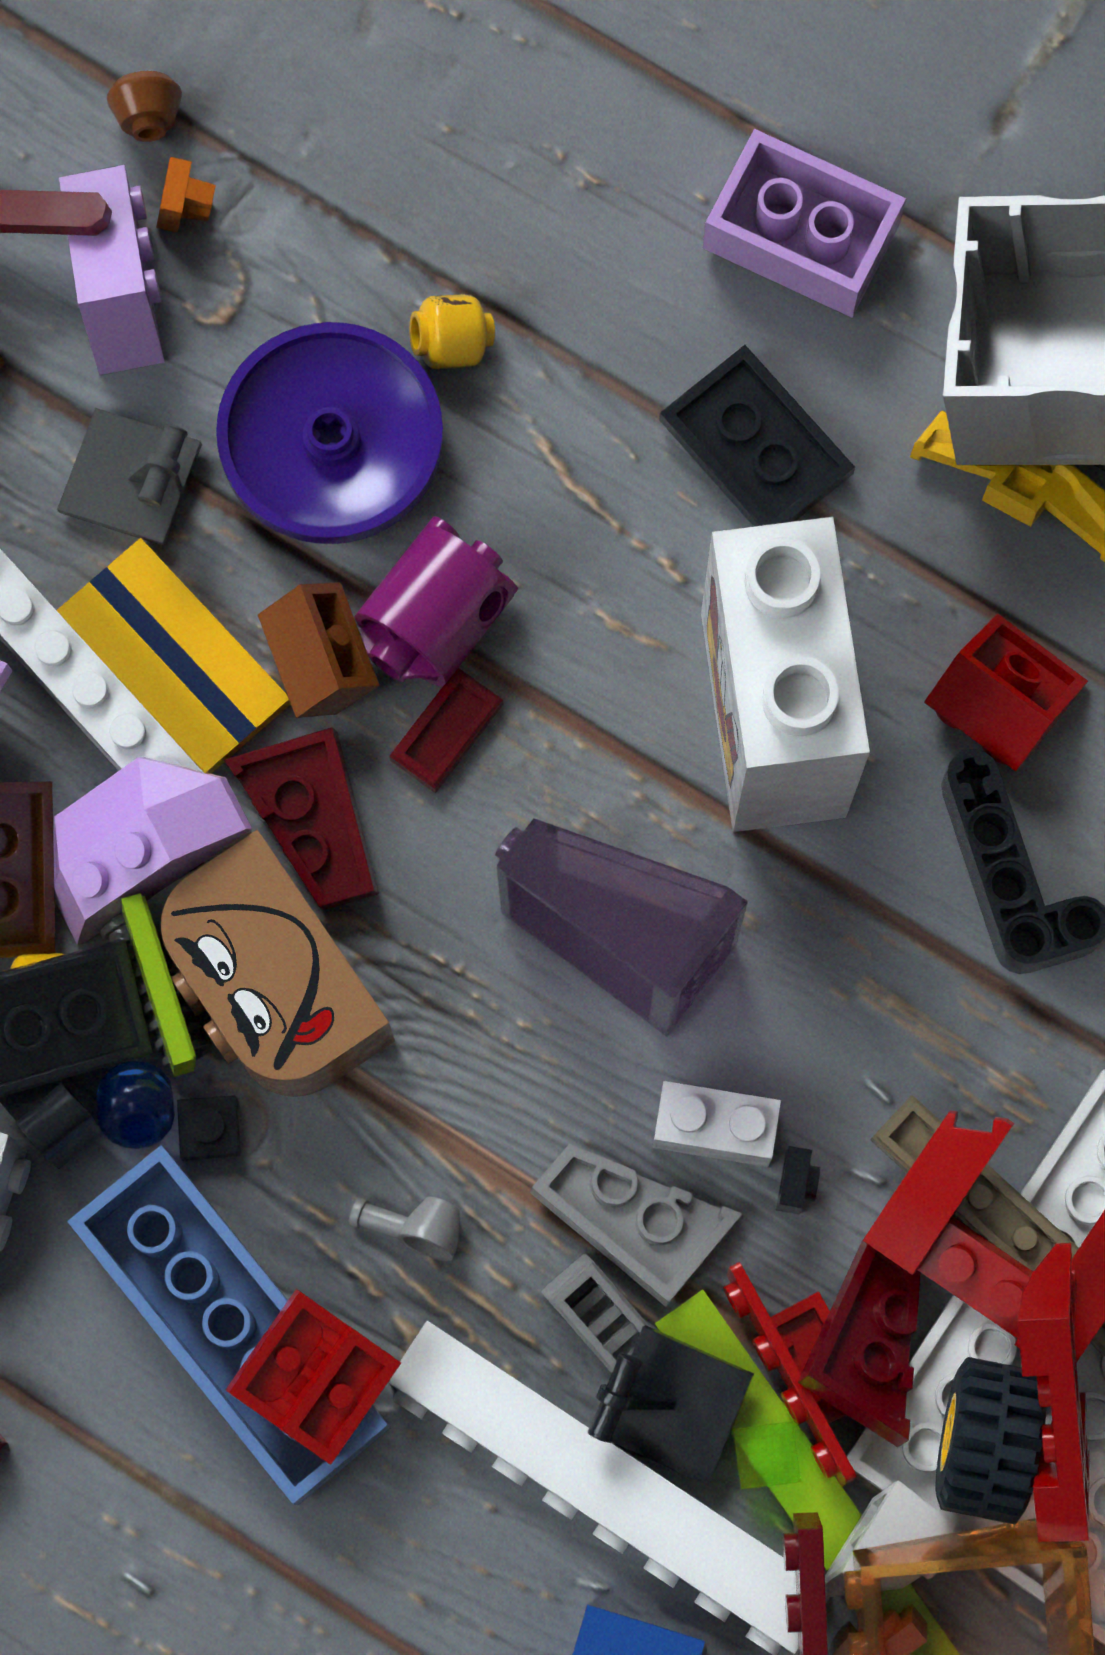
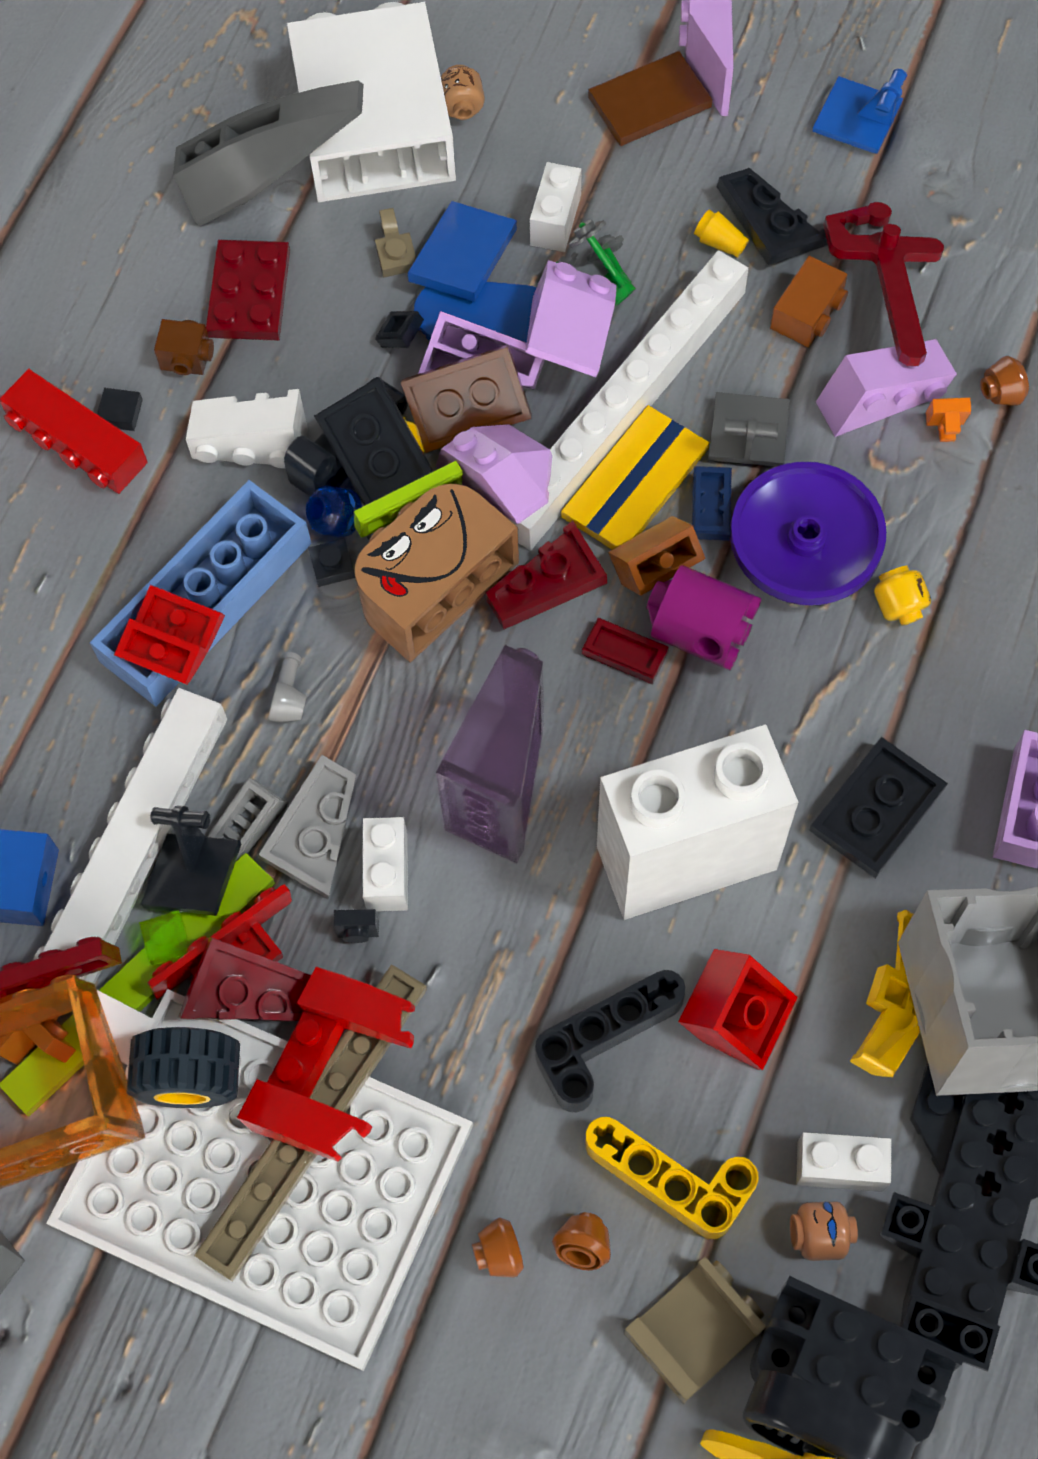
camera: 80 degrees right, 10 degrees down
(241, 556) = (712, 502): none -> dark blue plate
(1049, 1353) = (237, 1063): red wedge -> none

